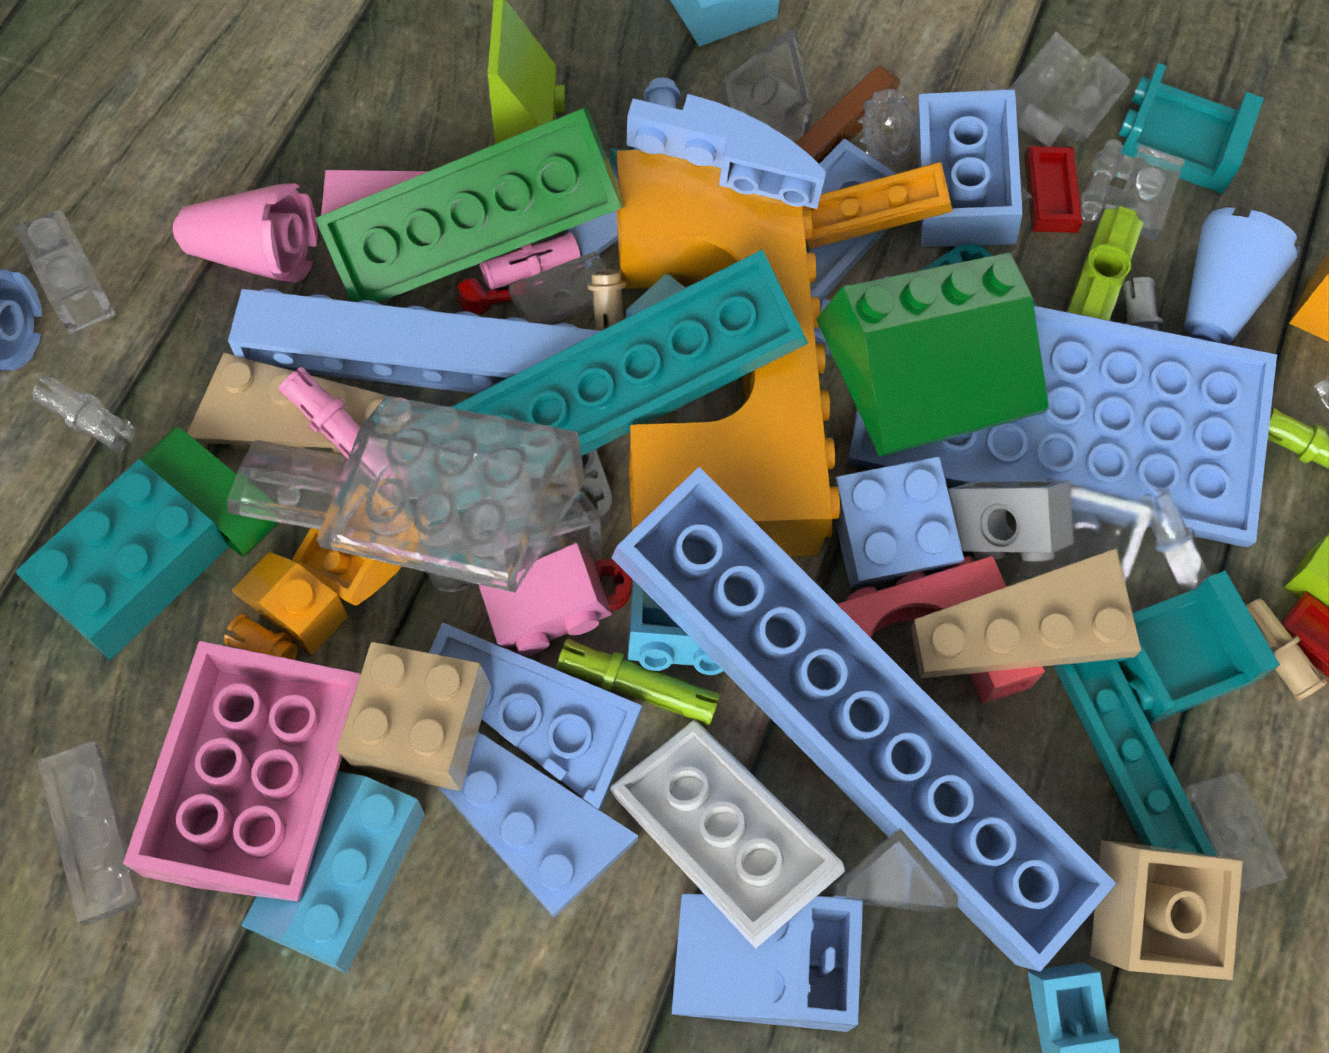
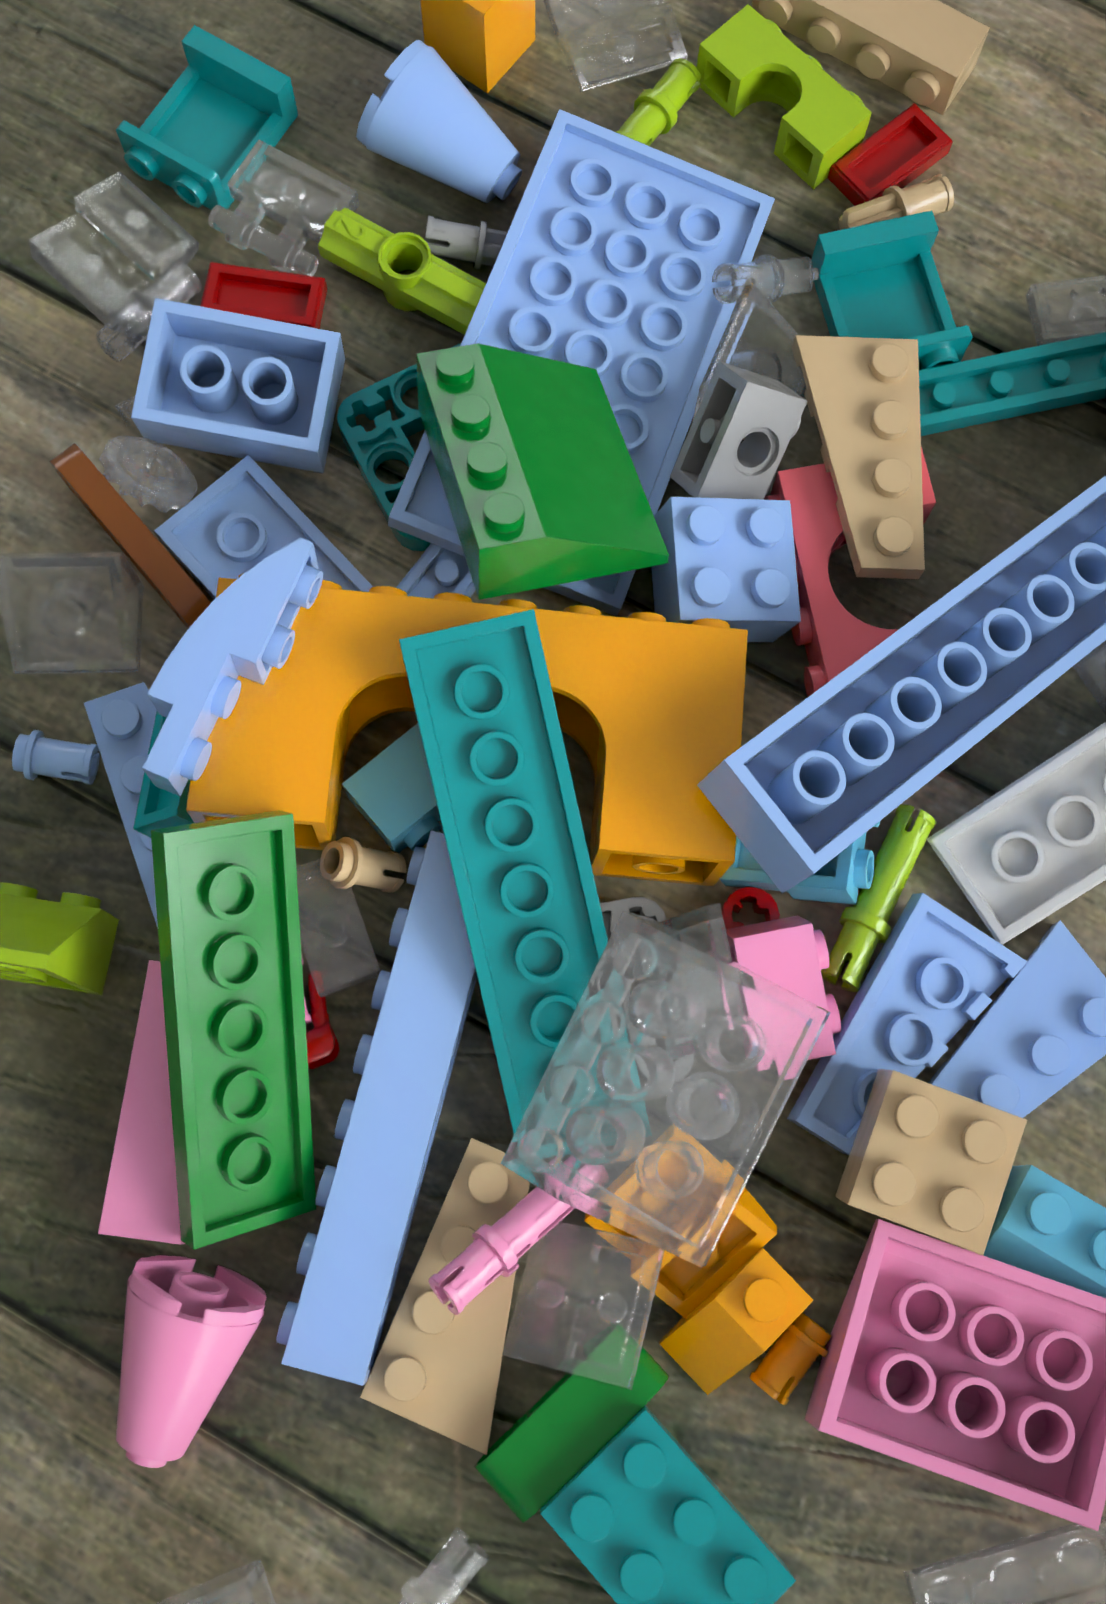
camera: 80 degrees left, 10 degrees up
(879, 205) = (285, 479): light orange tile -> none

